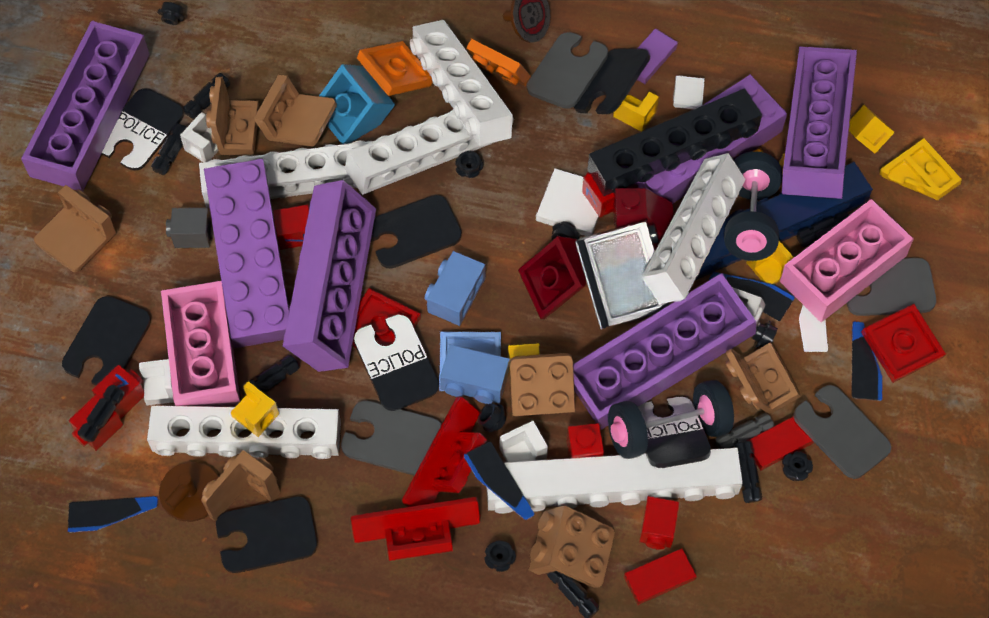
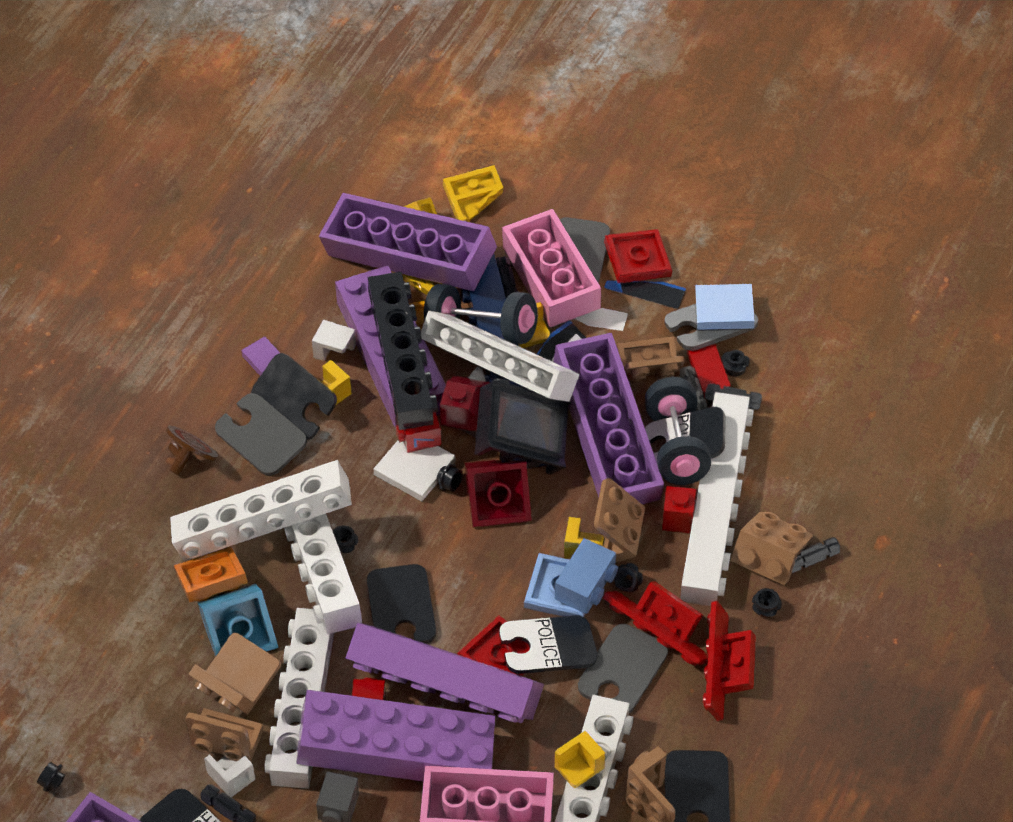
camera: 75 degrees left, 10 degrees down
(202, 98) = (172, 761): black axle -> none
(275, 374) = (528, 751): black axle -> none
(455, 288) = (482, 577): medium blue brick -> none
(492, 60) = (249, 476): orange plate -> none
(495, 476) = (696, 579): black sticker -> none
(523, 444) = (664, 558): white panel -> none
(659, 523) = (766, 472): red brick -> none
(660, 576) = (813, 487): red tile -> none
(861, 438) = (724, 306): none -> light blue tile

